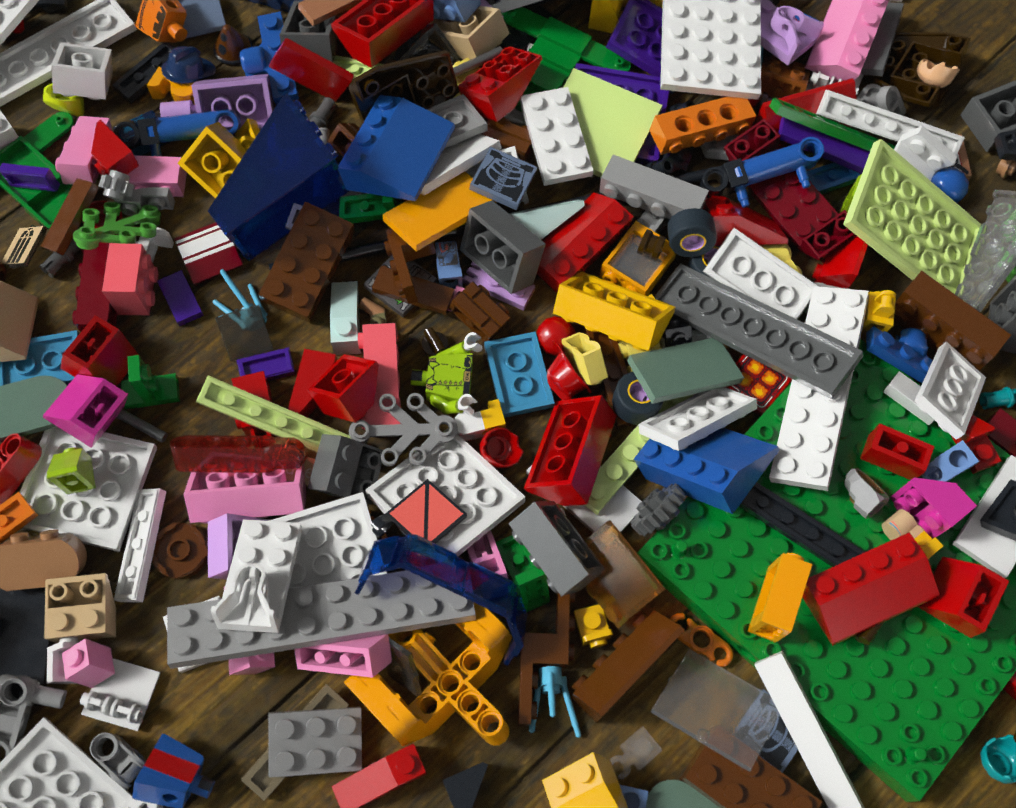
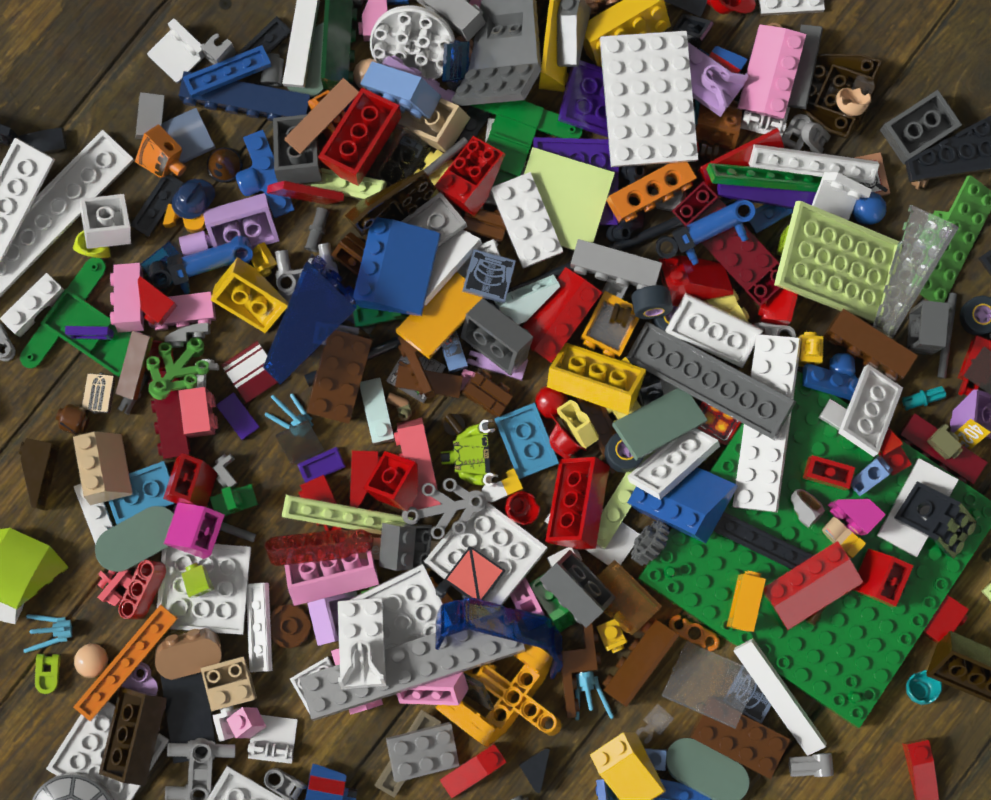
camera: 10 degrees left, 15 degrees up
(116, 185) = (167, 333): light grey gear -> none
(145, 346) = (225, 477): none -> light grey bracket

